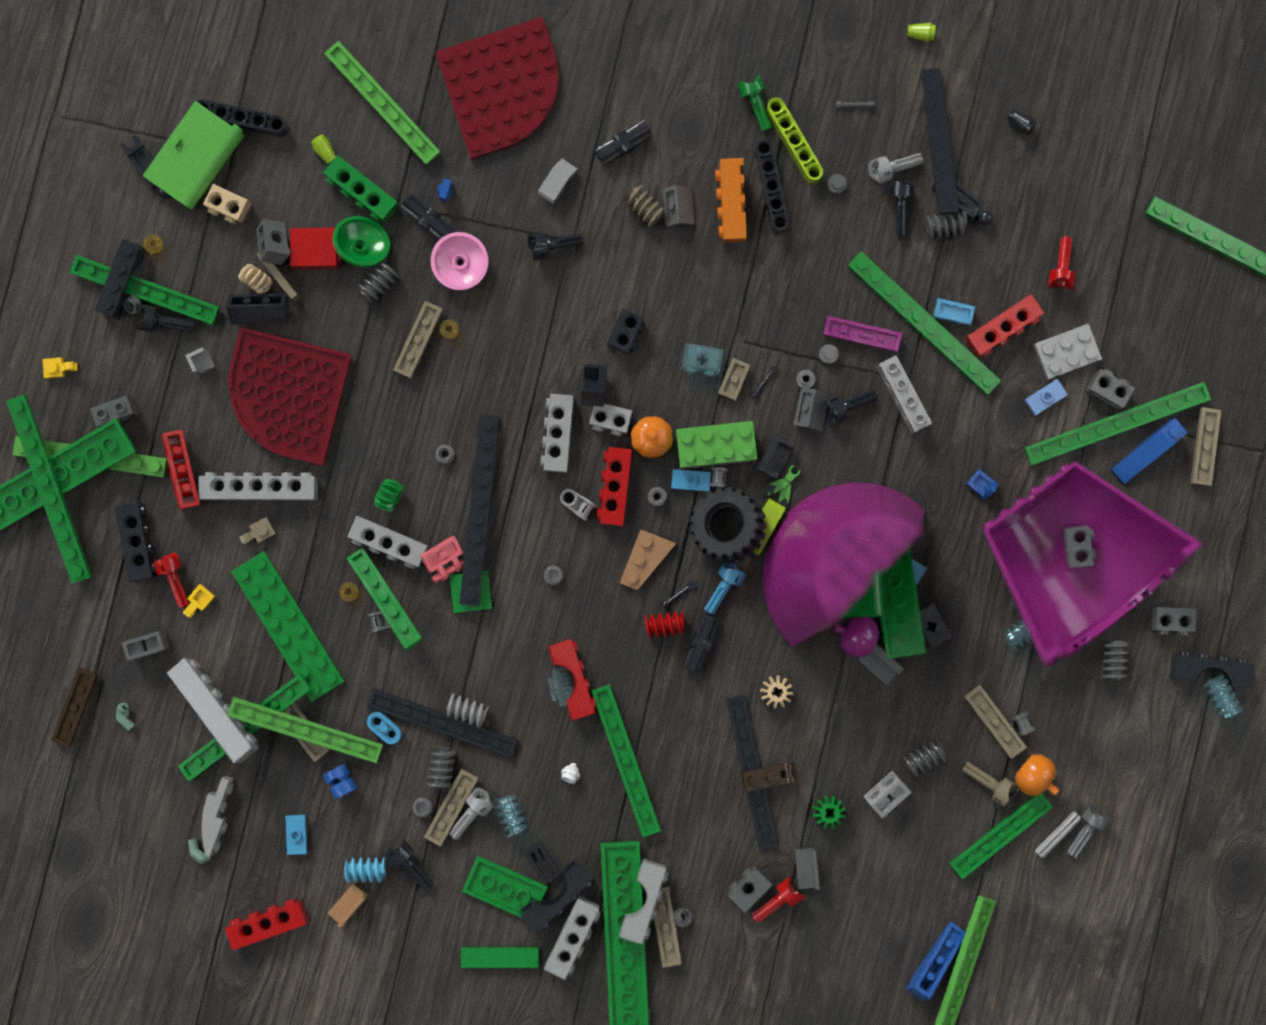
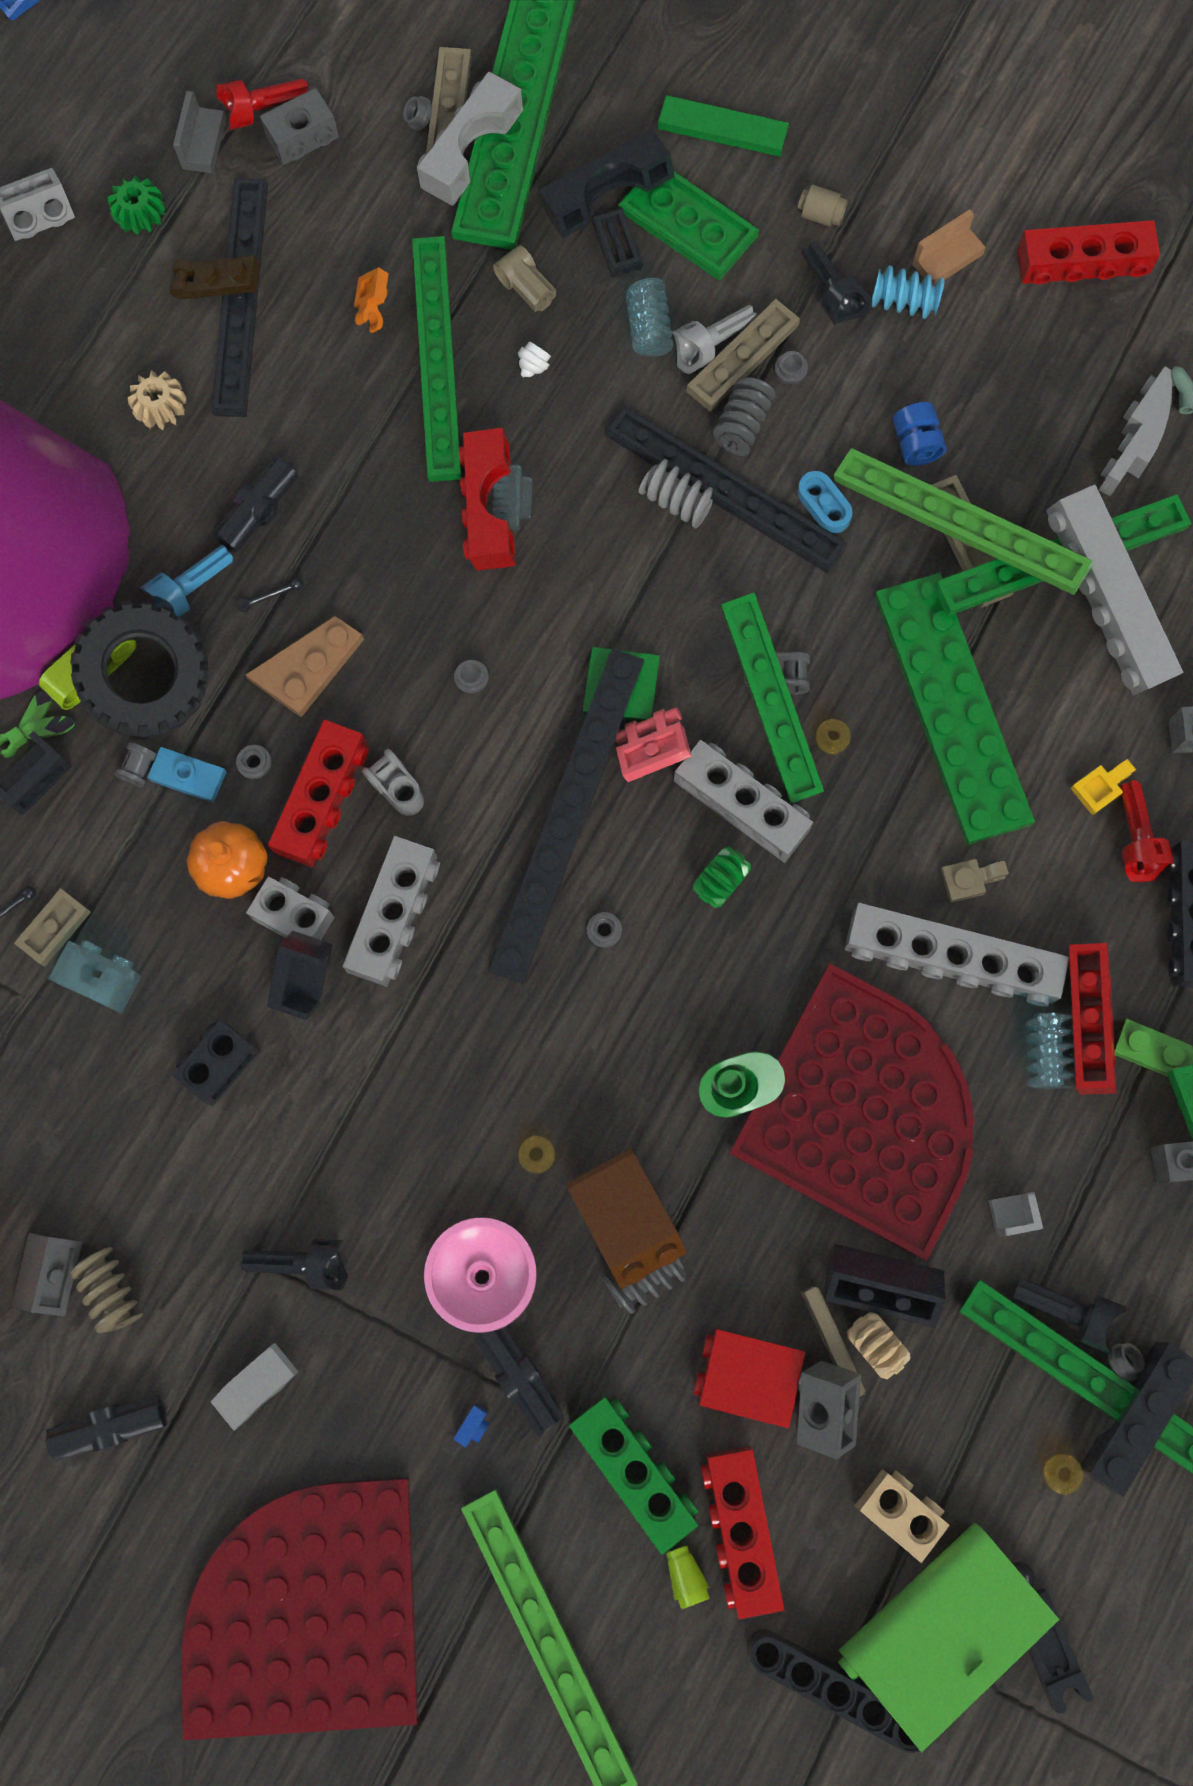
camera: 165 degrees left, 10 degrees down
(199, 449) = (1049, 1051): none -> clear light blue piece
(286, 151) = (762, 1593): none -> red brick
(296, 834) = (1010, 377): dark azure plate -> none
(353, 389) = (741, 1084): none -> green piece
(363, 234) = (644, 1375): green dish -> none
(392, 304) = (626, 1218): none -> reddish brown slope
(418, 339) = (601, 1144): dark tan plate -> none
(427, 915) = (822, 206): none -> dark tan brick
(555, 963) = (601, 120): light grey brick -> none
(593, 826) = (519, 272): none -> dark tan piece
(664, 624) = (304, 547): red piece -> none
(675, 789) = (369, 294): none -> orange plate
(716, 445) = (120, 818): bright green brick -> none

